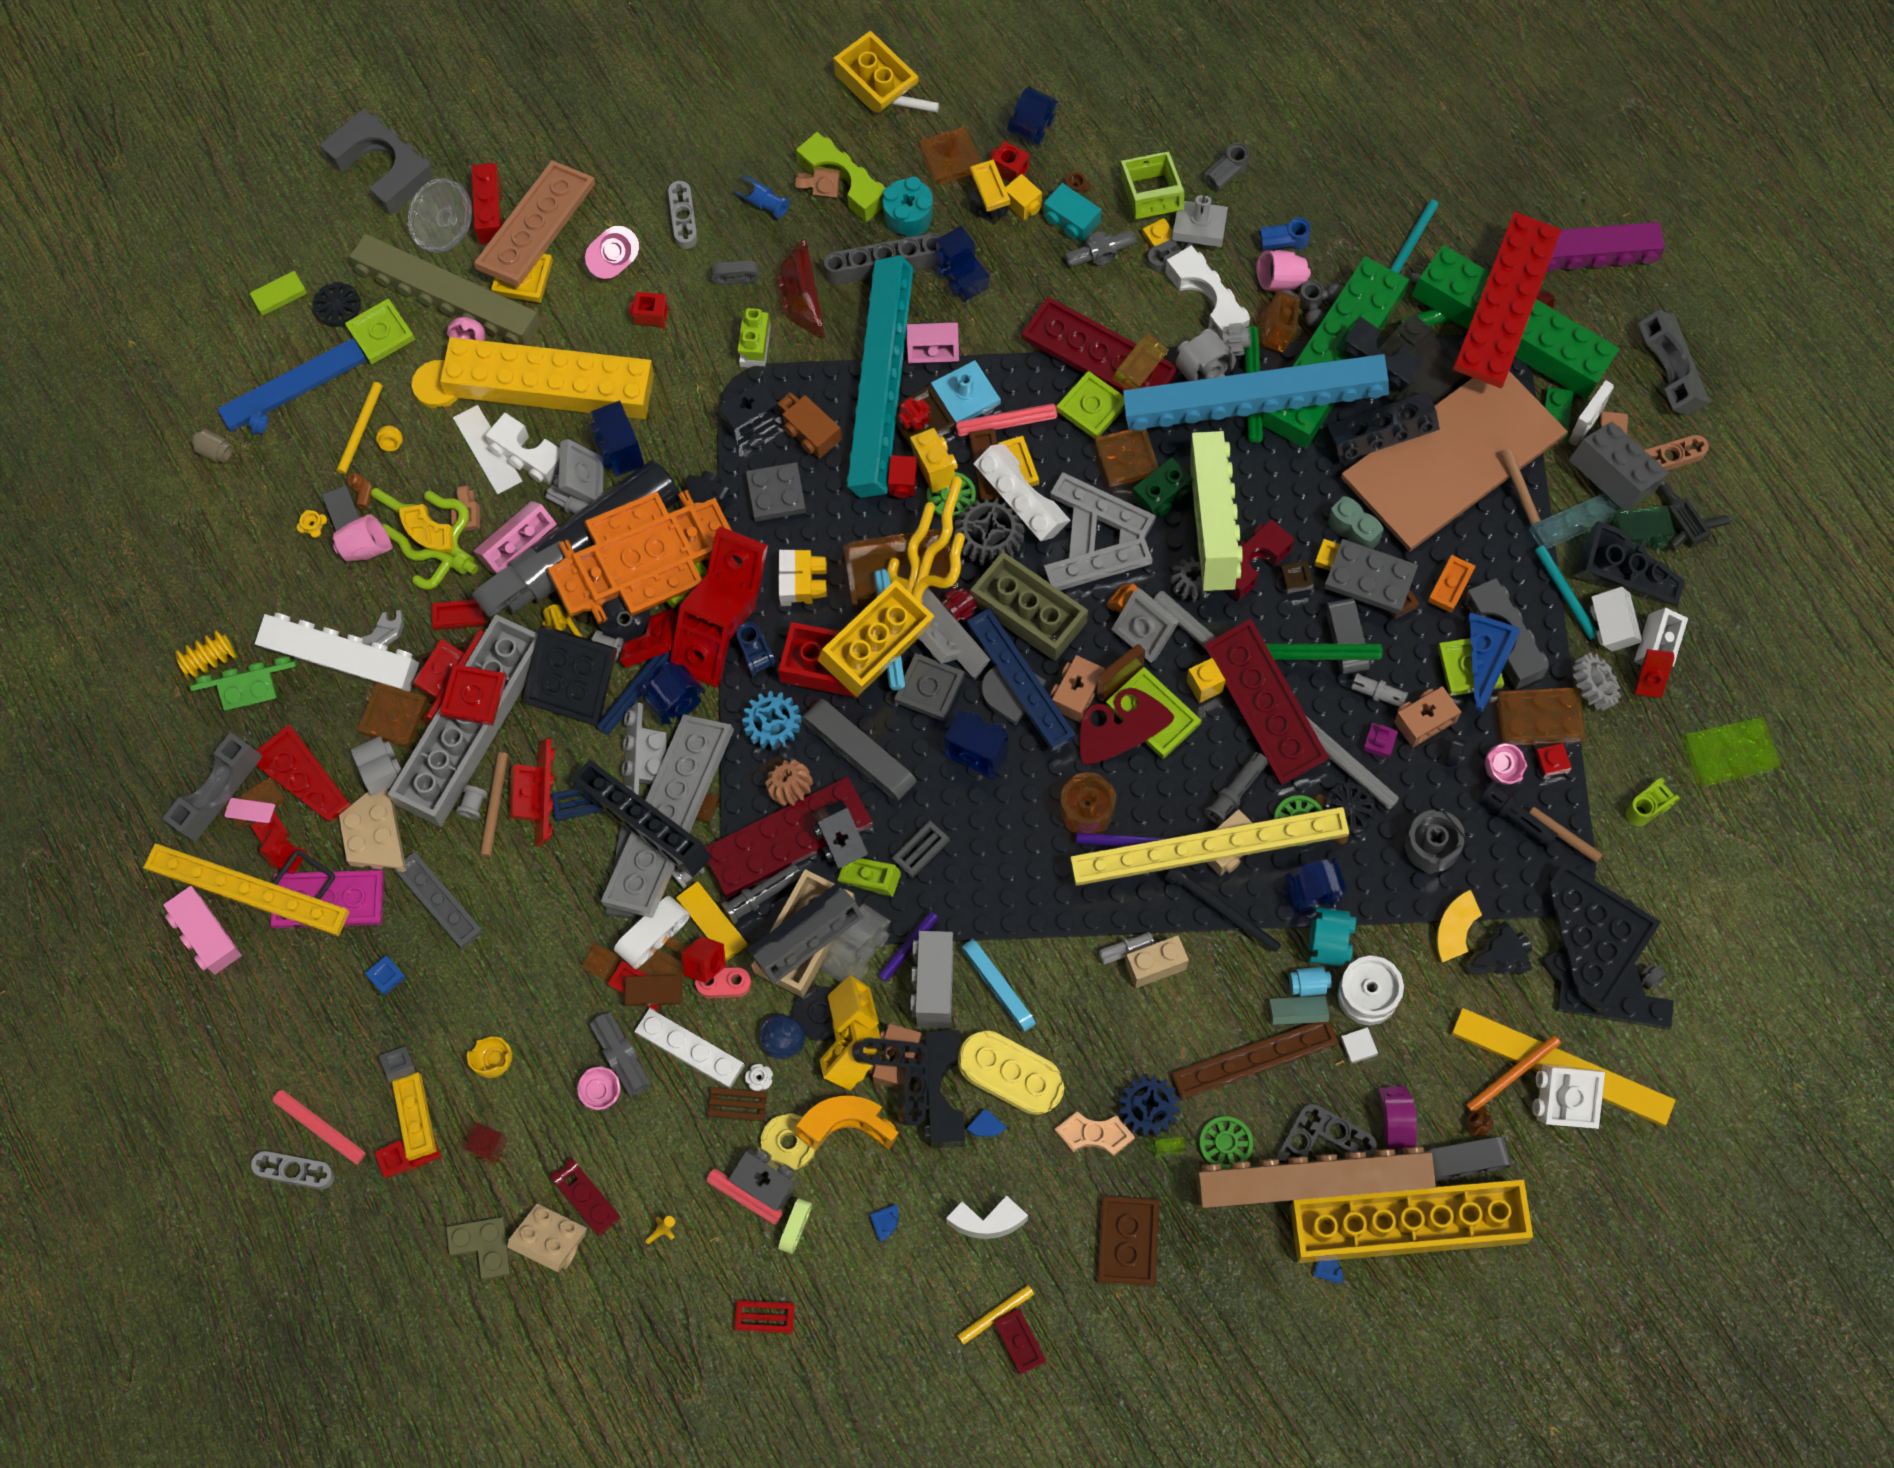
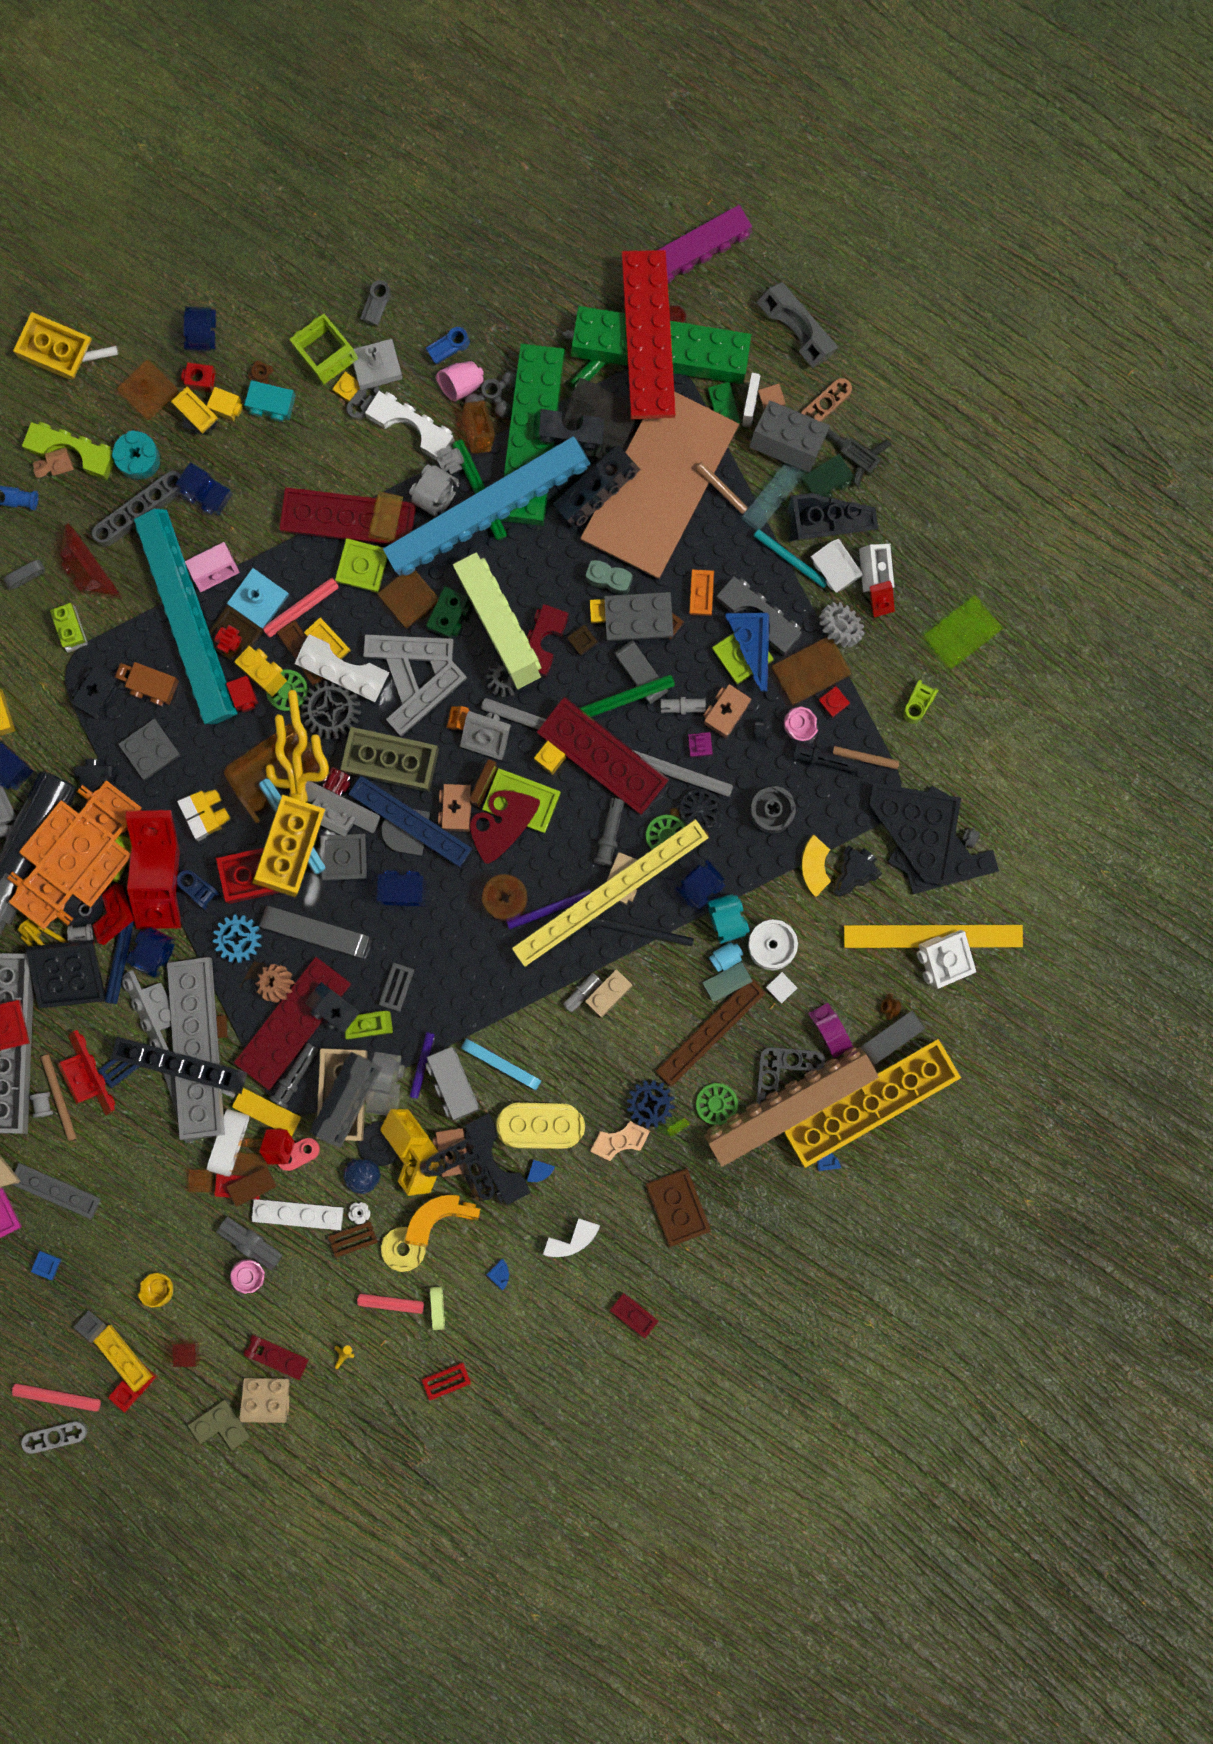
camera: 20 degrees left, 15 degrees up
(750, 1178) = (389, 1290): dark grey brick -> none
(997, 1313) = (608, 1303): yellow bar -> none
(1100, 248) = (307, 422): dark grey axle -> none
(1414, 236) = (550, 302): teal bar -> none
(1514, 1073) = (900, 959): orange bar -> none

